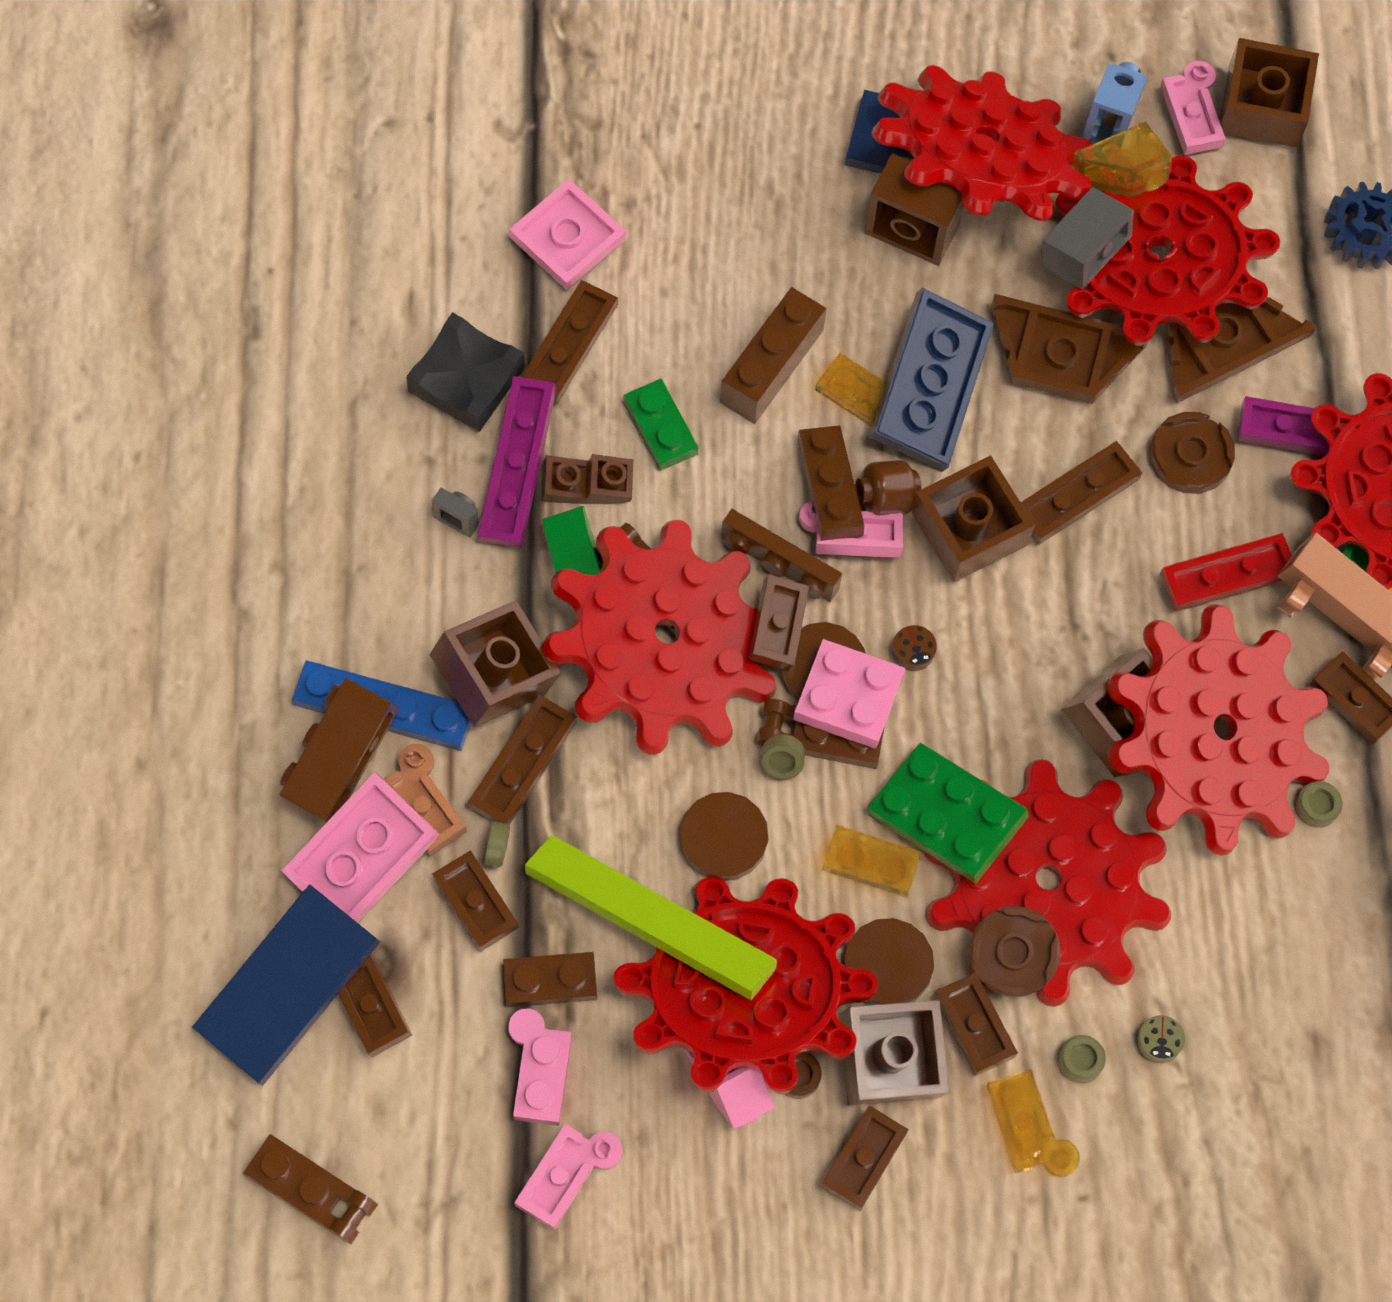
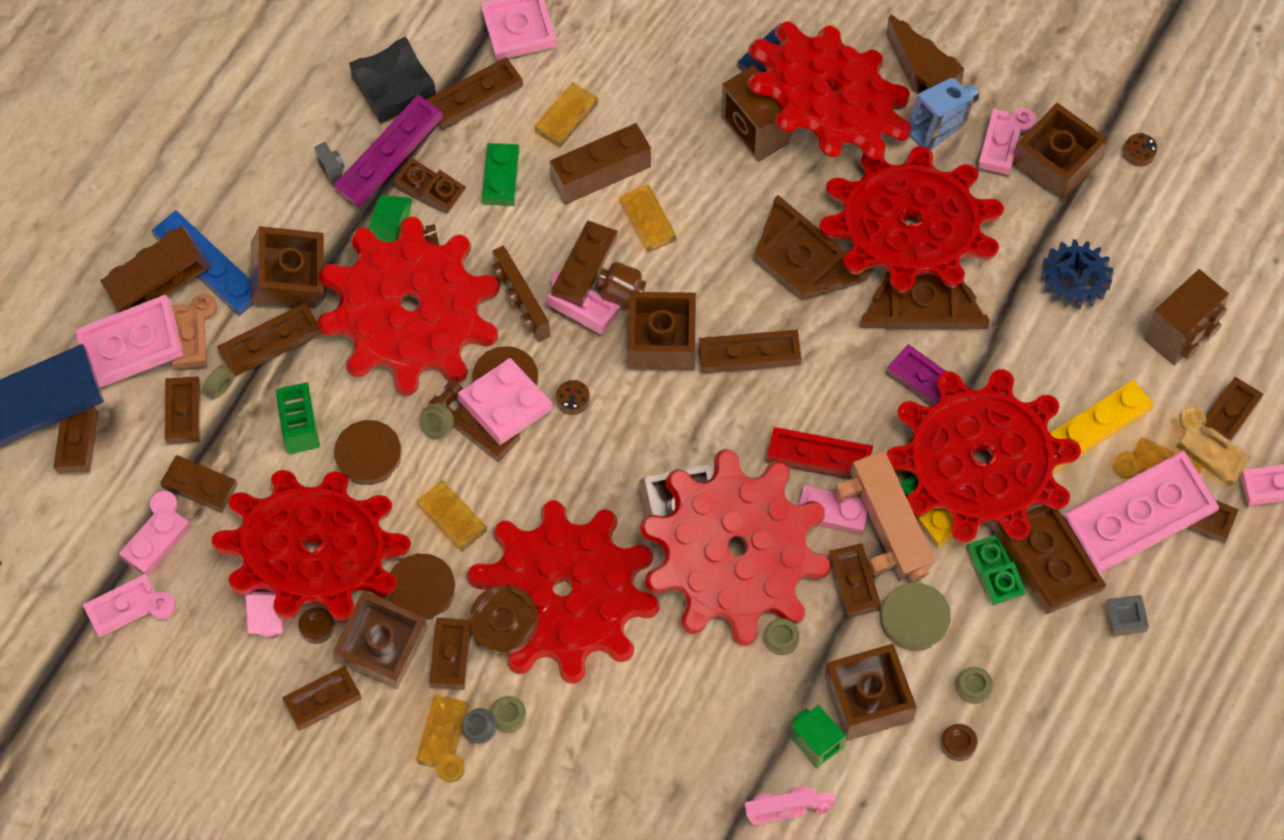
camera: 35 degrees right, 5 degrees down
(635, 856) = (303, 436): none -> green slope
(651, 917) = (281, 474): lime tile -> none
(692, 316) = (566, 114): none -> clear yellow plate
(778, 622) = (488, 333): reddish brown plate -> none
(931, 380) = (698, 230): dark blue tile -> none
(948, 812) = (521, 510): green plate -> none
(1056, 64) = (920, 57): none -> reddish brown slope
(1062, 1090) = (479, 726): none -> dark grey plate
(1087, 238) = (859, 184): dark grey panel -> none
(1126, 162) = (921, 149): clear yellow slope -> none
(1160, 1039) = (569, 729): olive tile -> none
(1192, 452) = (850, 365): reddish brown tile -> none
(1303, 628) = (842, 516): none -> bright pink hinge
(1341, 49) = (1140, 149): none -> reddish brown tile

